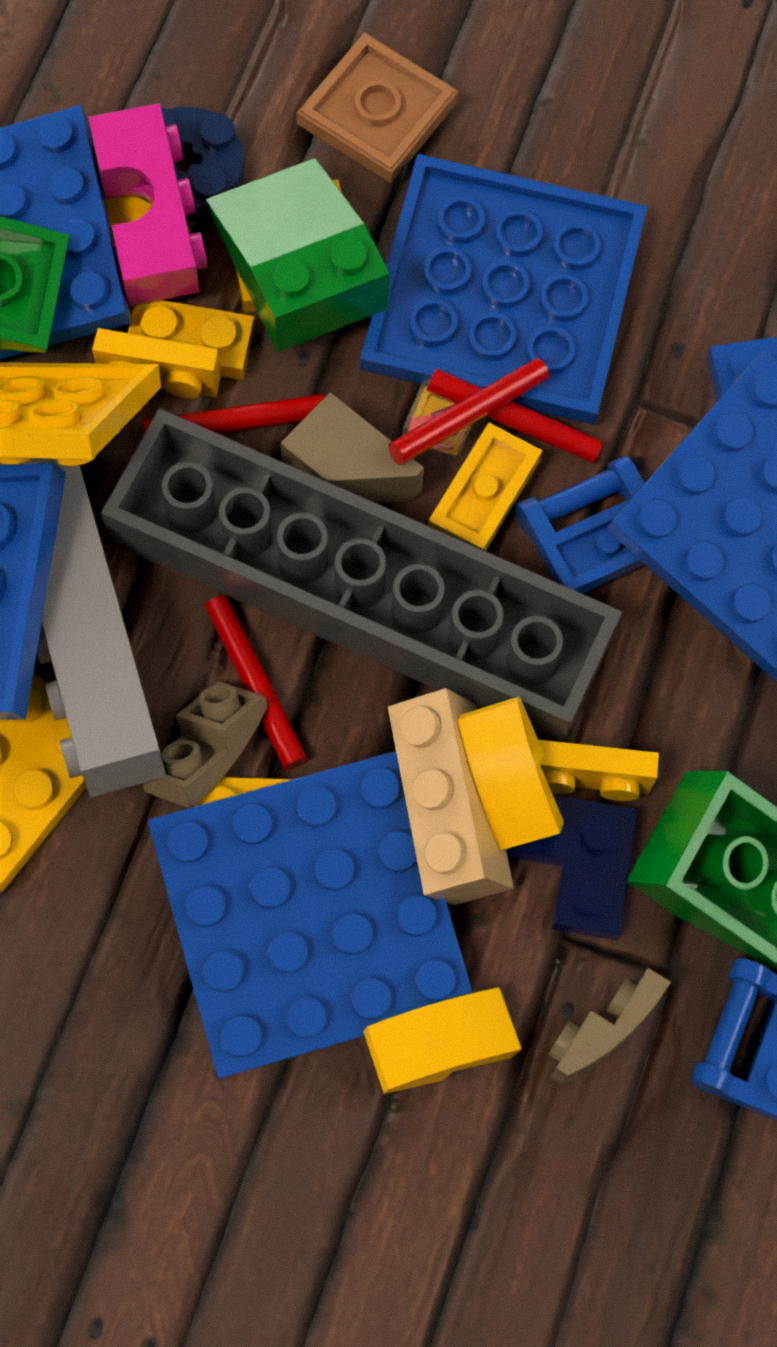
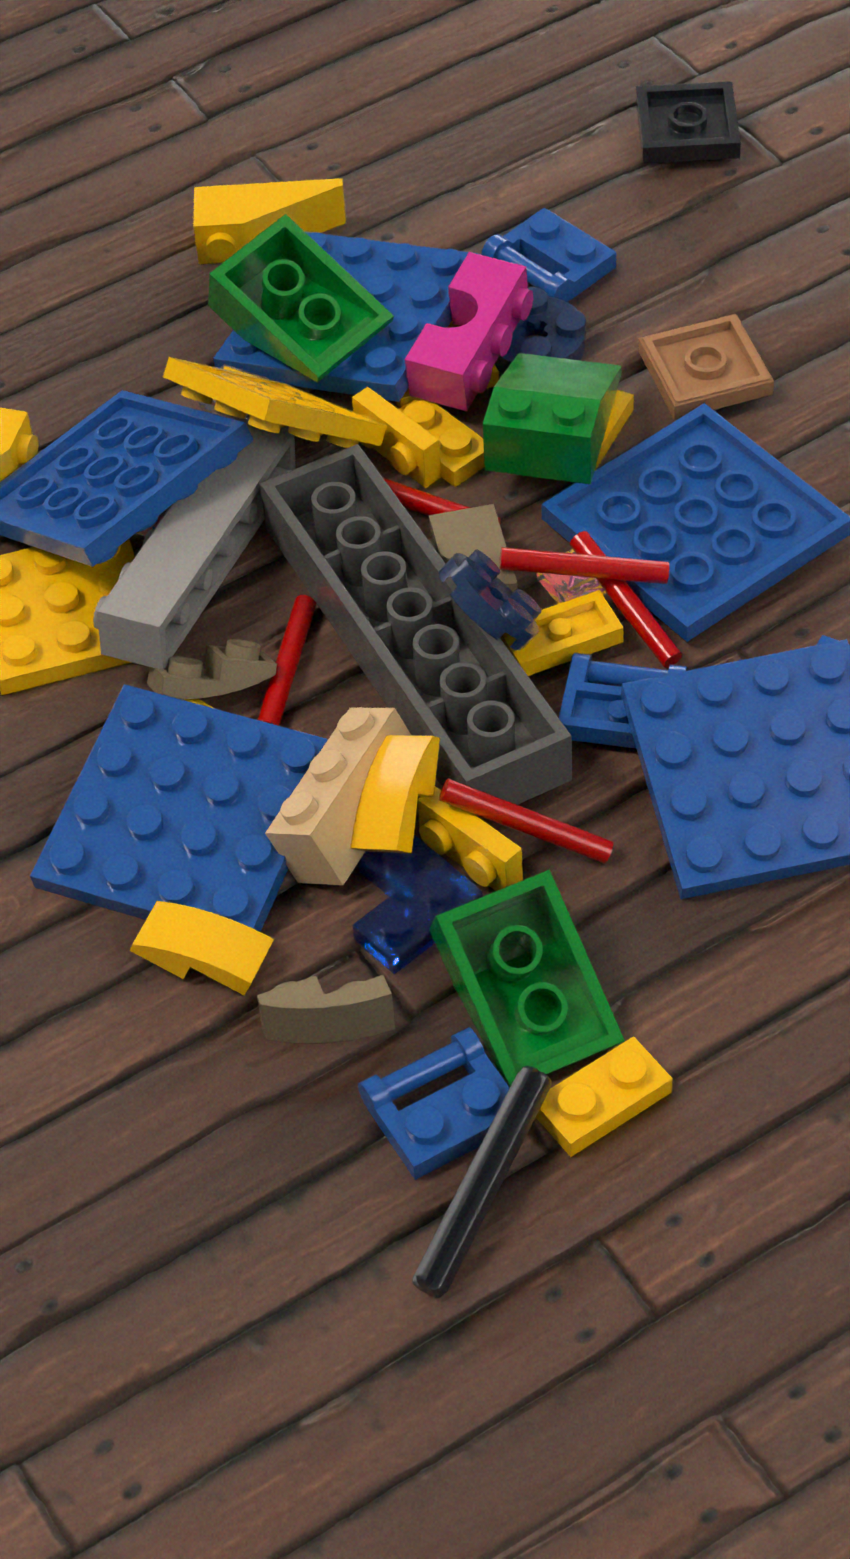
camera: 45 degrees right, 20 degrees down
(129, 46) = (559, 248): none -> blue plate
(439, 509) = (490, 600): none -> dark blue plate
(629, 718) = (526, 821): none -> red bar

